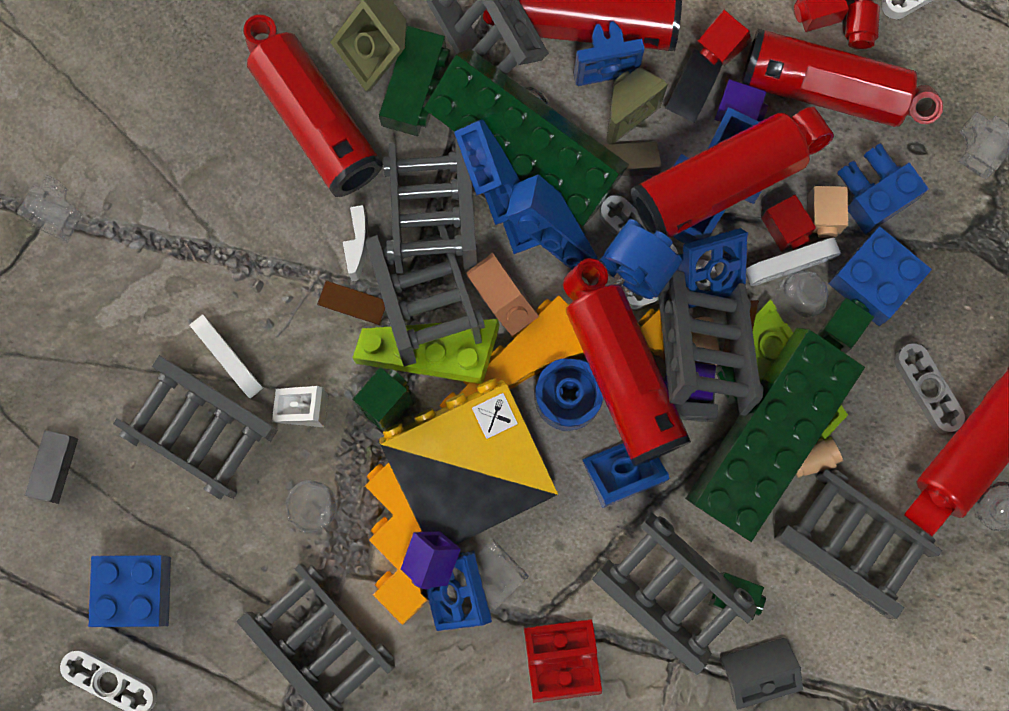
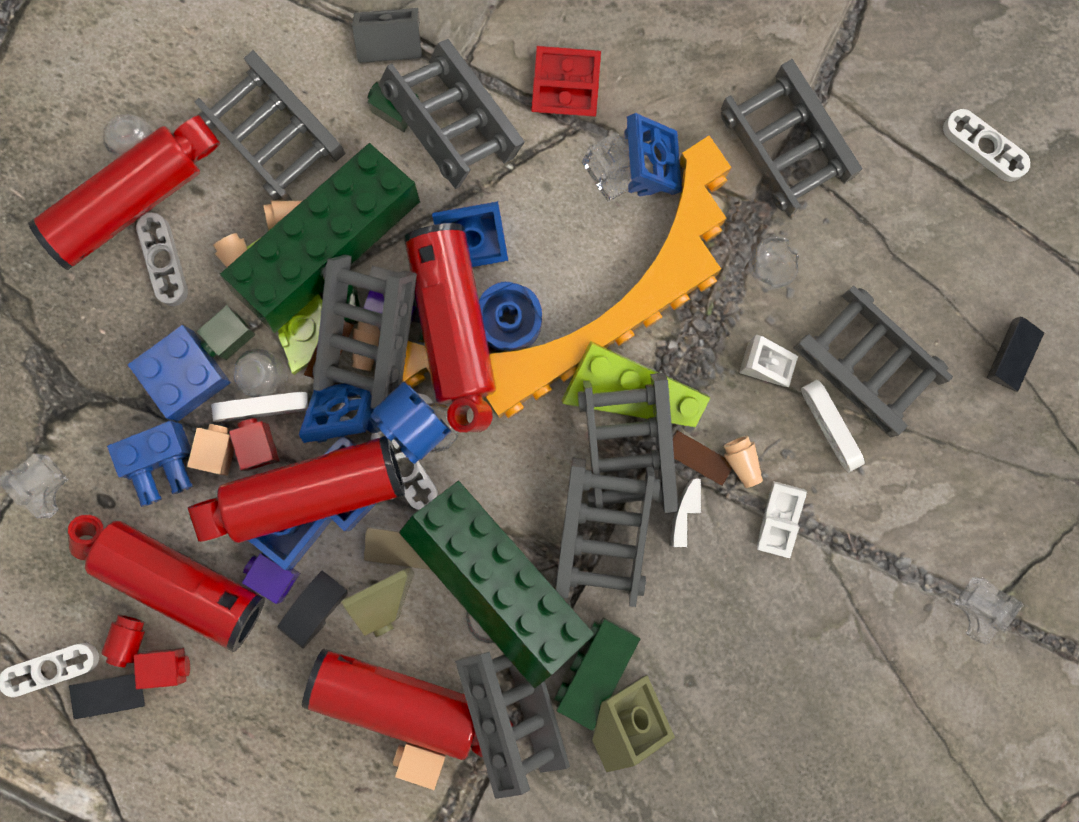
camera: 165 degrees left, 5 degrees up
(129, 591) = (957, 219): blue brick -> none
(262, 258) = (781, 519): none -> white slope
(308, 305) = (744, 460): none -> light nougat cone
(310, 108) = (709, 663): red piece -> none
(384, 398) = (689, 339): dark green brick -> none
(430, 559) = (673, 181): dark purple brick -> none
(468, 463) = (621, 267): panel -> none
(493, 177) = (534, 541): blue slope -> none
(502, 294) = (552, 425): nougat slope -> none
(548, 220) = (493, 492): blue slope -> none
(605, 55) = (393, 653): blue piece -> none
(724, 39) = (270, 646): red slope -> none
(860, 407) = (230, 248): none -> light nougat cone

